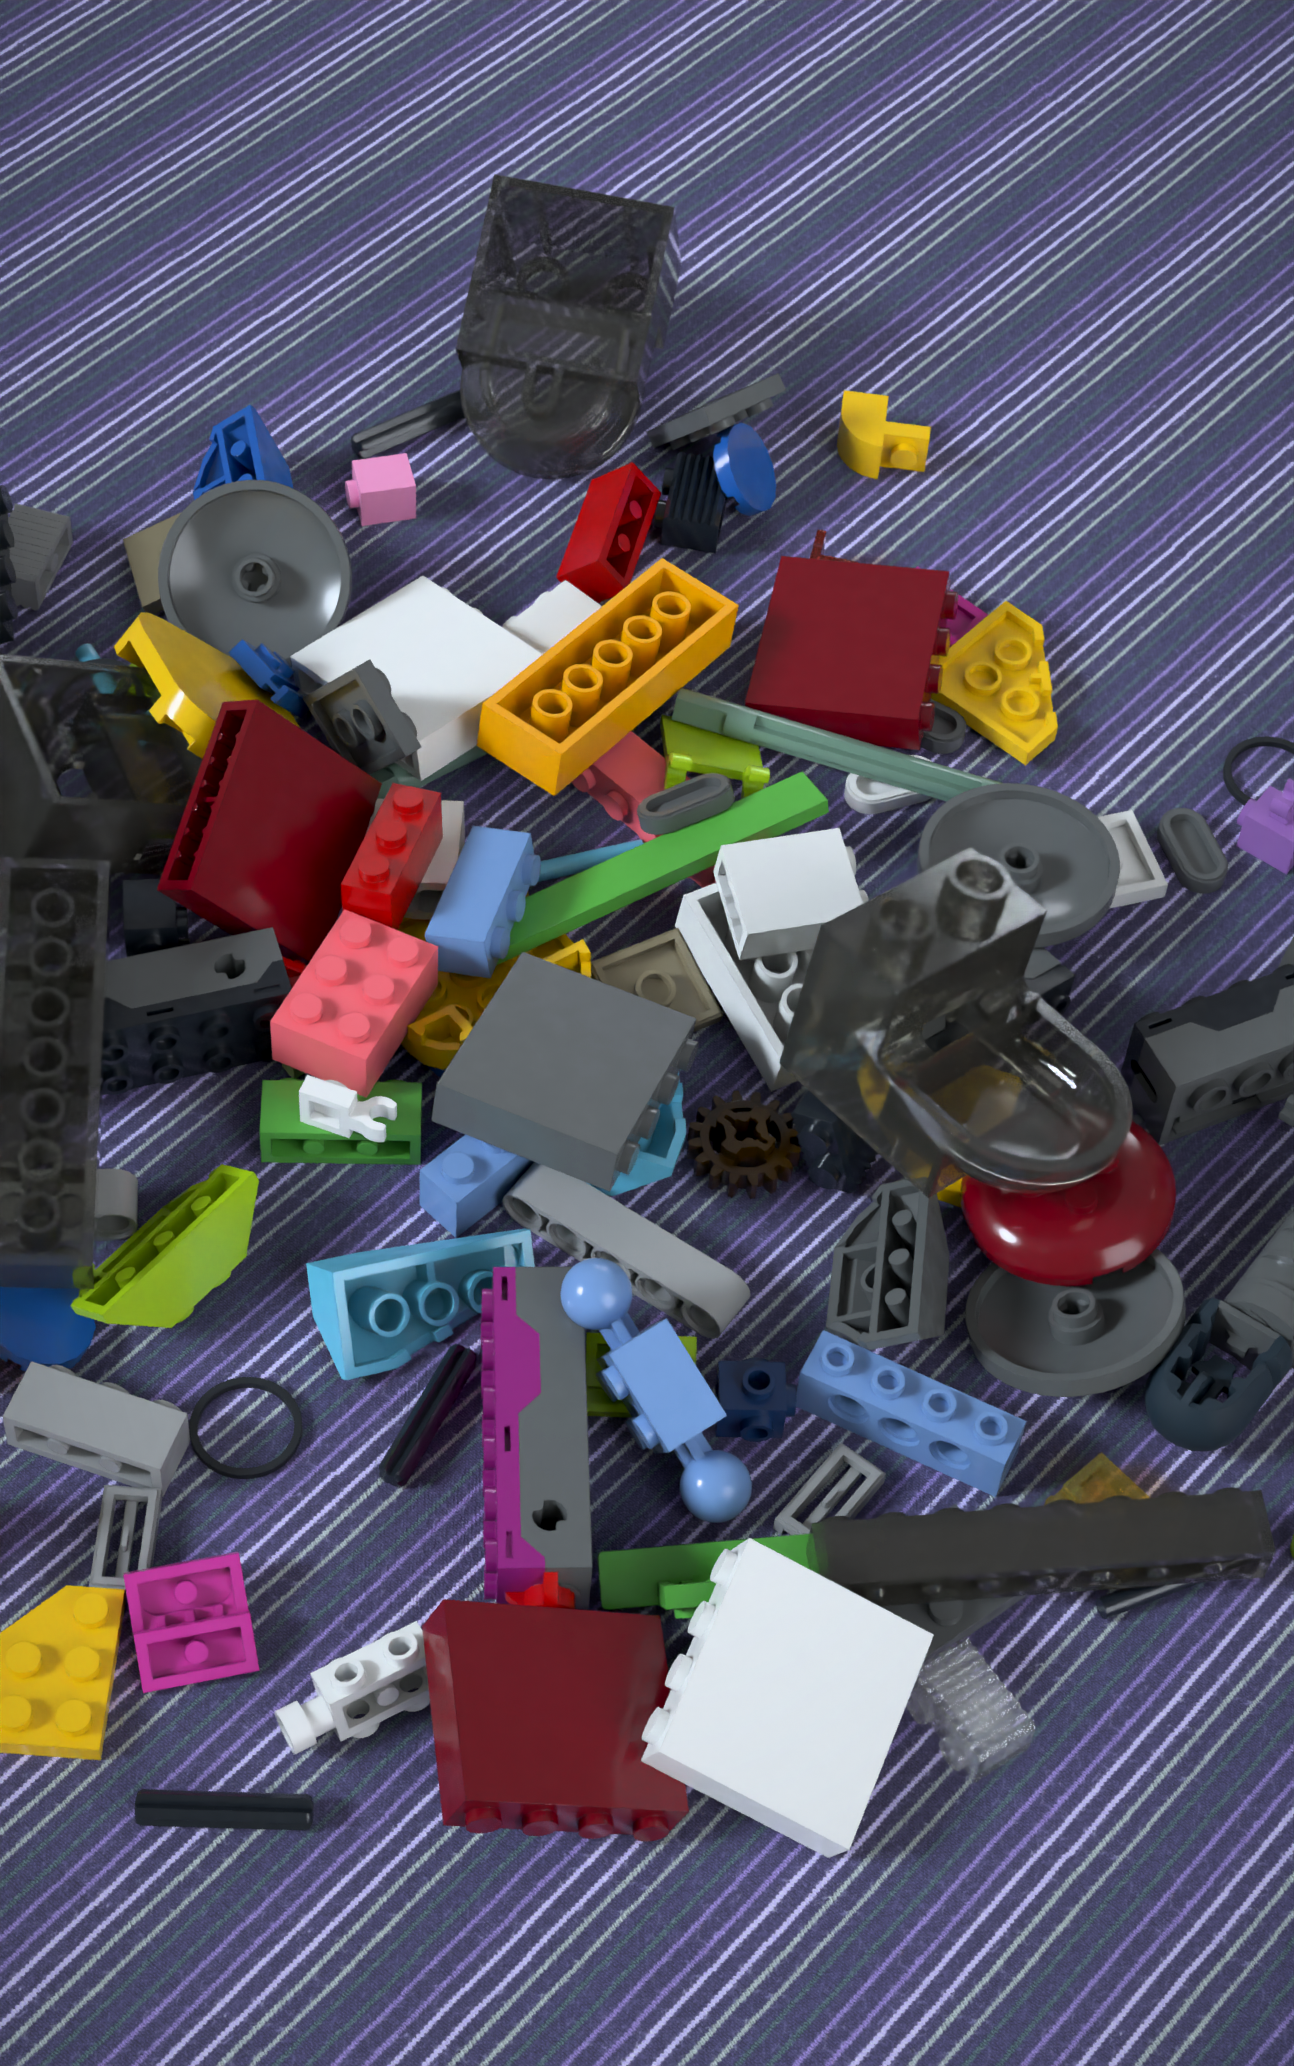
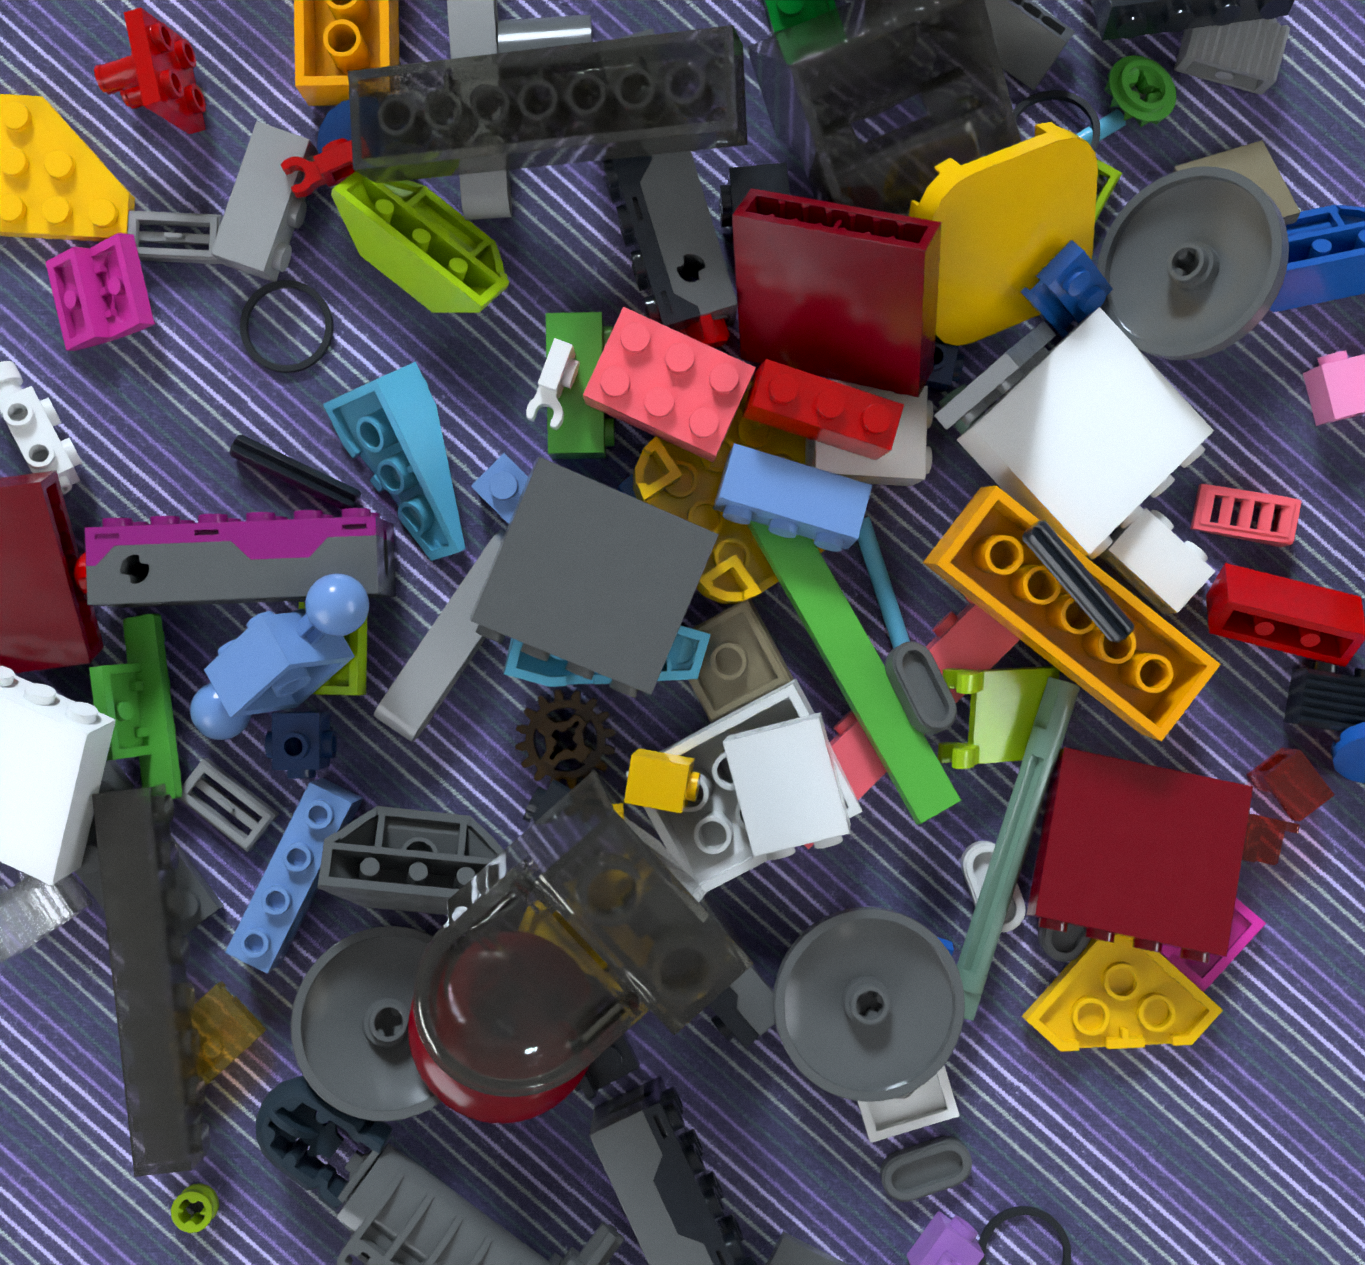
camera: 90 degrees right, 35 degrees up
(60, 627) = (1151, 81): none -> bright green gear
(65, 1325) = (328, 167): none -> red plate
(509, 540) = (1285, 520): none -> coral slope
(580, 645) = (1078, 581): none -> black axle
(772, 537) = (1292, 782): none -> clear red panel
(778, 1008) = (661, 781): none -> yellow brick

